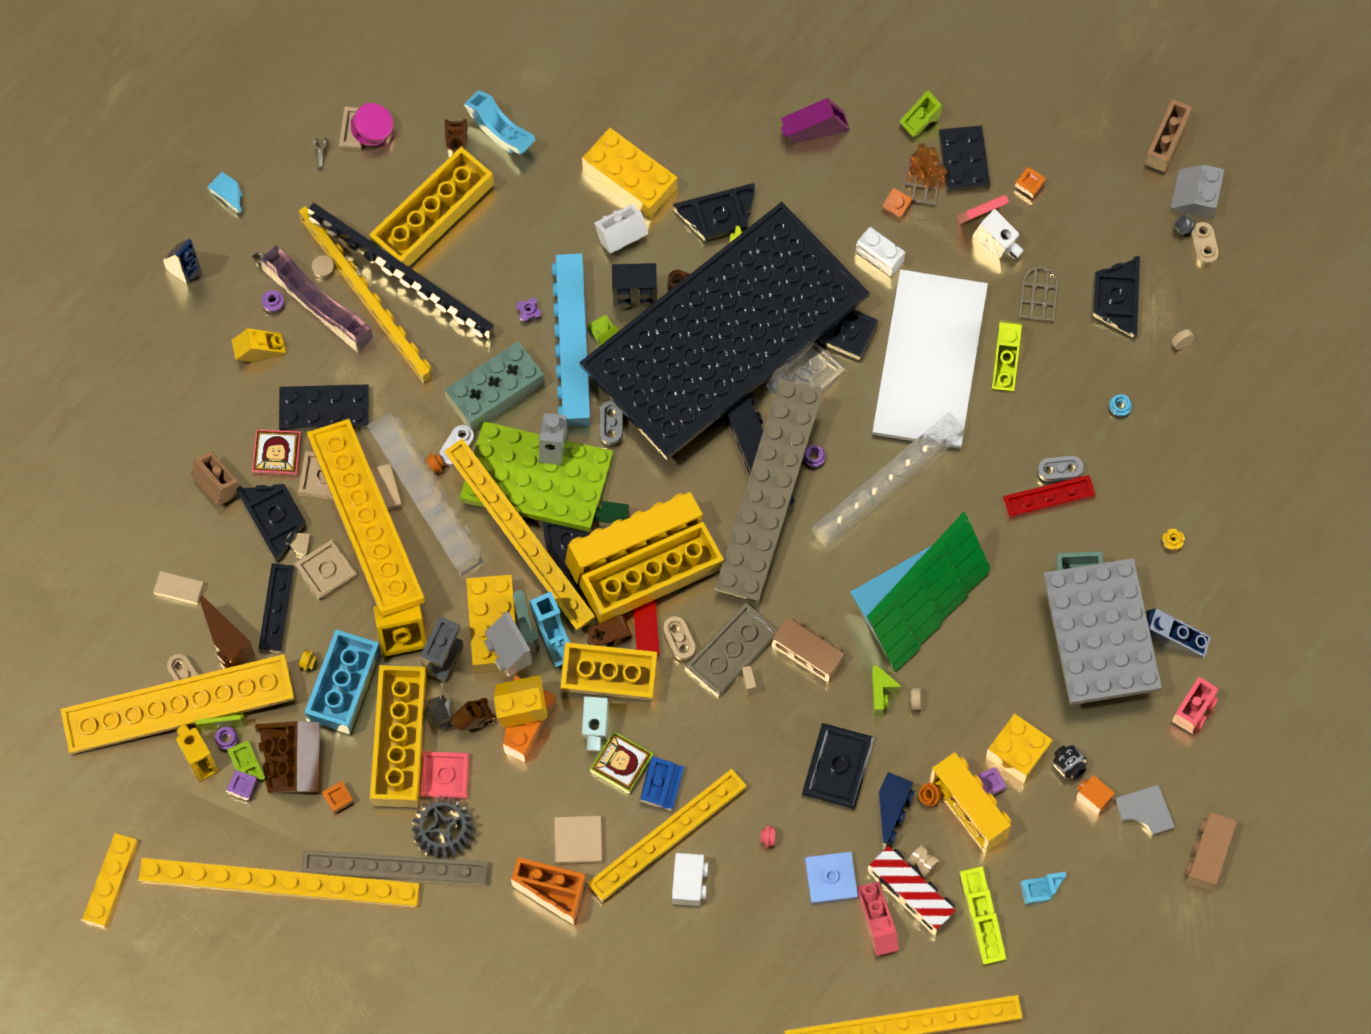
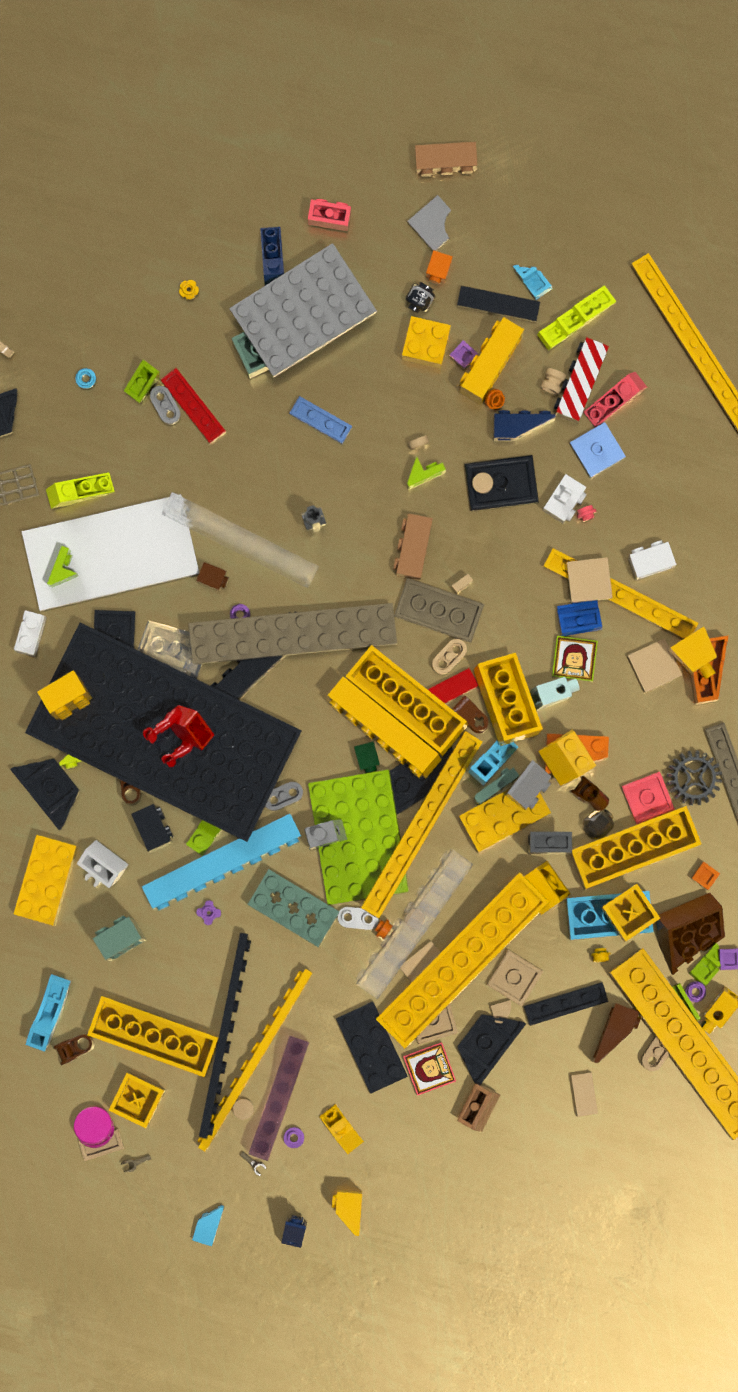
camera: 115 degrees left, 15 degrees up
(176, 317) = (348, 1208): none -> yellow slope
(332, 691) = (630, 913): none -> yellow brick
(378, 171) = (136, 1100): none -> yellow brick
(539, 205) = (119, 938): none -> sand green brick
(568, 872) = (696, 653): none -> yellow torso
(695, 806) = (589, 580): none -> tan tile
(718, 341) = (187, 726): none -> red torso
(792, 820) = (564, 499): none -> white brick
(796, 234) = (65, 695): none -> yellow brick
(845, 743) = (482, 483): none -> tan tile
(862, 443) = (212, 577): none -> reddish brown brick
(878, 554) = (313, 518): none -> dark grey piece
(923, 590) = (338, 476): green piece -> none
(930, 297) = (59, 573): none -> lime slope
(981, 614) = (320, 420): none -> medium blue tile
(1030, 842) = (498, 304): none -> black tile
(1094, 454) = (142, 381): none -> lime slope

